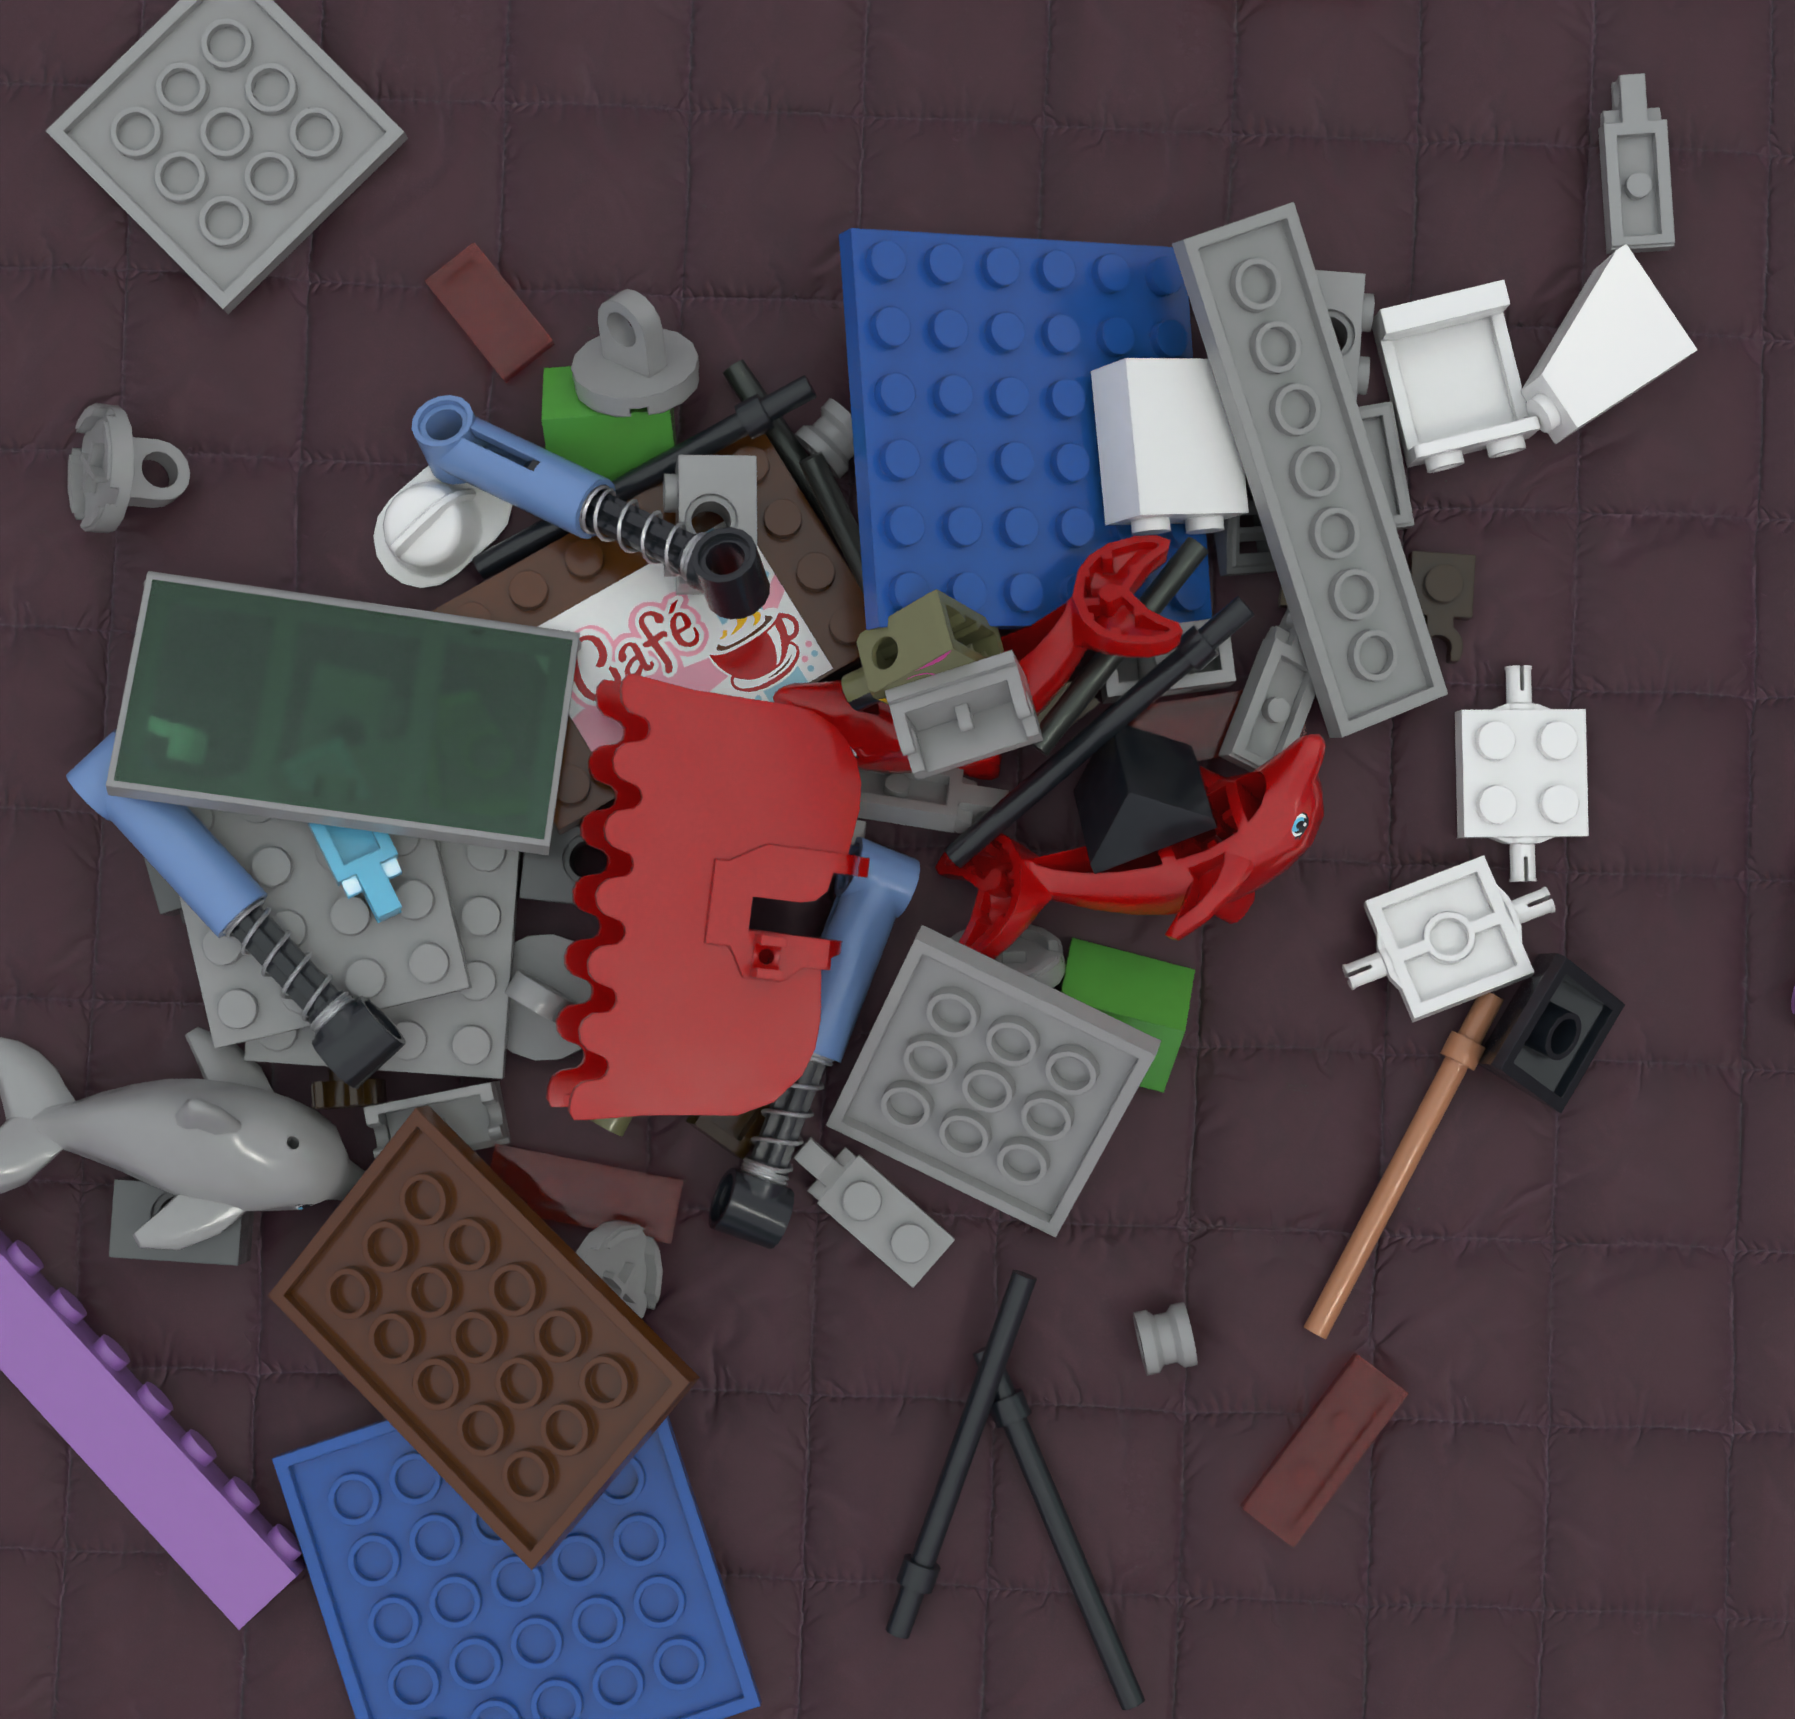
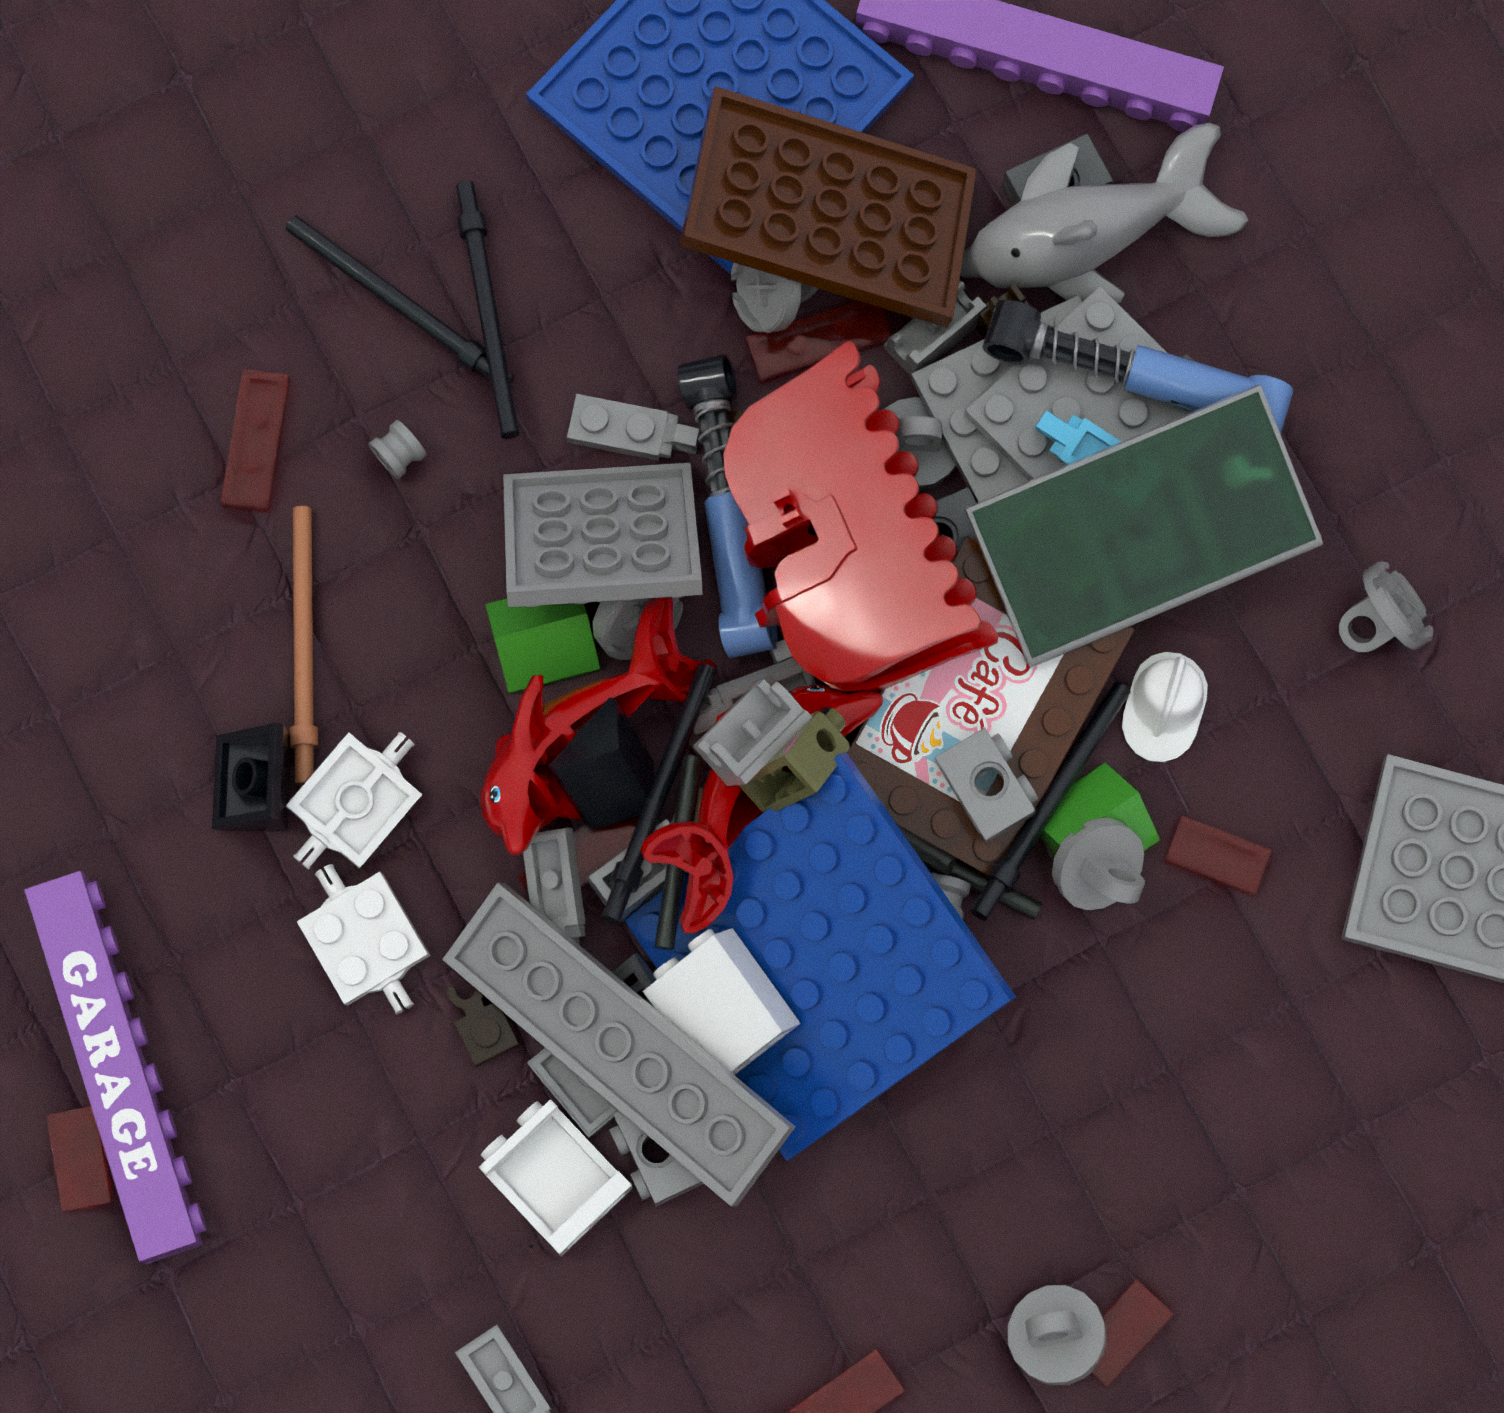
camera: 150 degrees right, 10 degrees down
(584, 503) = (1076, 747): piece -> none
(1605, 348) = (464, 1249): white slope -> none

